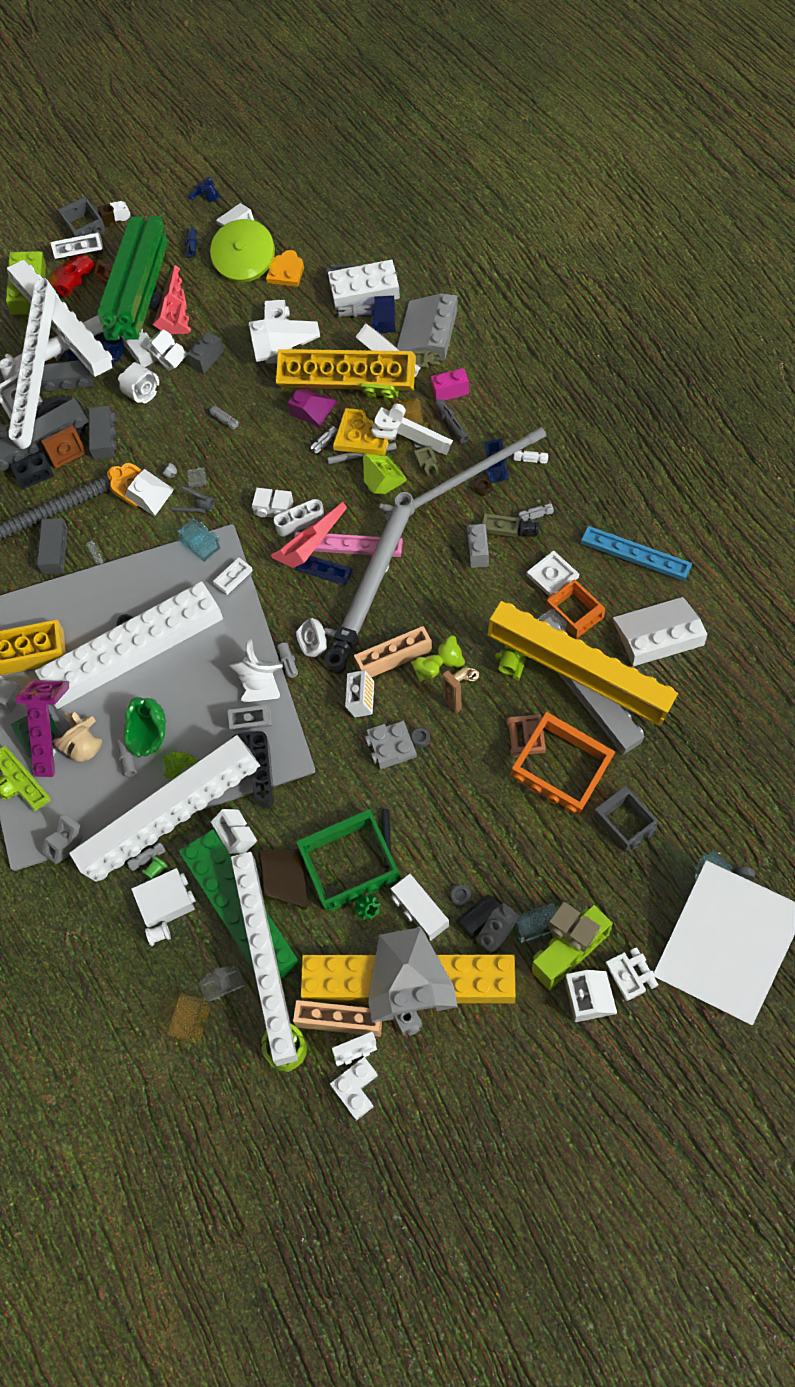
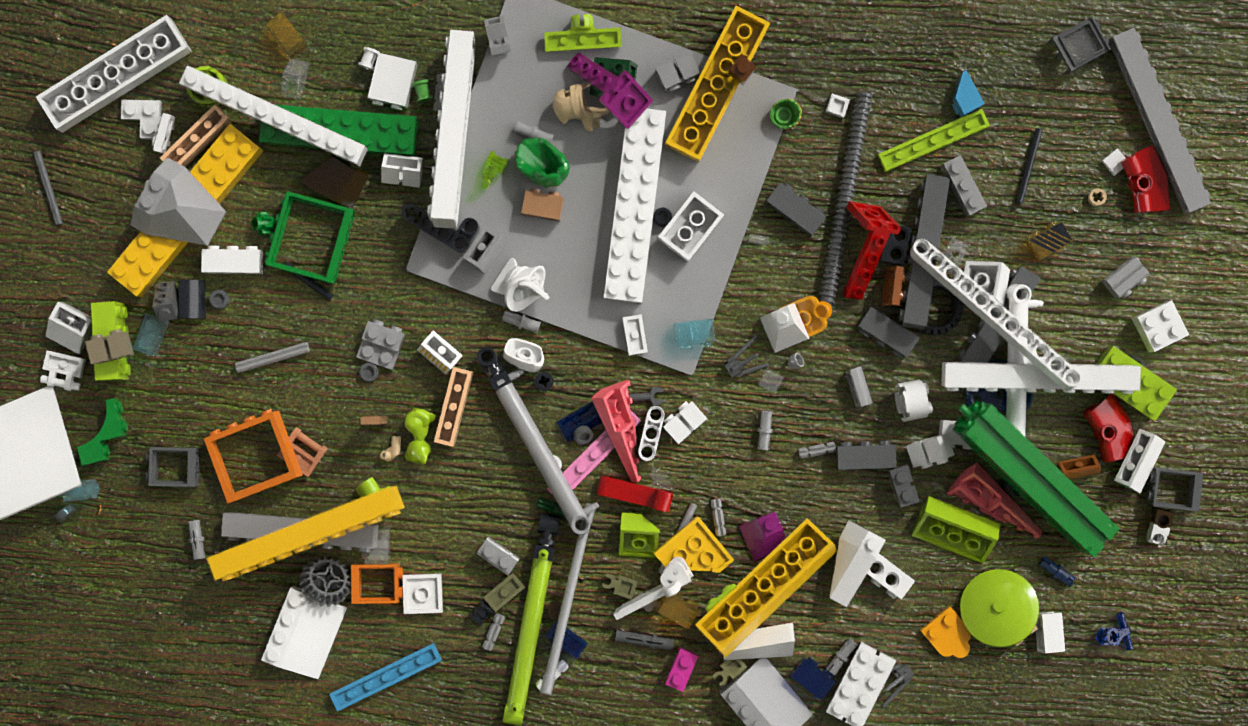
camera: 120 degrees right, 25 degrees up
(21, 472) = (880, 226): none -> red bracket
(117, 594) = (690, 226): none -> white brick
(156, 423) = (858, 387): none -> light grey brick
(181, 706) = (542, 205): none -> medium nougat brick
(203, 386) = (865, 455): none -> dark grey brick
(210, 306) = (956, 529): none -> lime slope
(236, 454) = (765, 430): none -> light grey pin
(272, 539) = (648, 396): none -> dark grey bar
(320, 610) = (539, 377): none -> black bush
(328, 493) = (659, 478): none -> clear piece
(336, 1141) = (113, 74): none -> white brick
(339, 558) = (583, 435): none -> dark grey tile
(350, 493) = (634, 493): none -> red beam
(409, 538) = (549, 506): none -> dark green axle
(450, 519) = (531, 620): none -> lime piece
(472, 816) = (272, 357): none -> light grey axle
(489, 1120) = (48, 188): none -> dark grey bar
(608, 634) = (315, 584): none -> dark grey gear
(657, 767) = (196, 539): none -> light grey pin
(670, 891) = (113, 427): none -> green arch

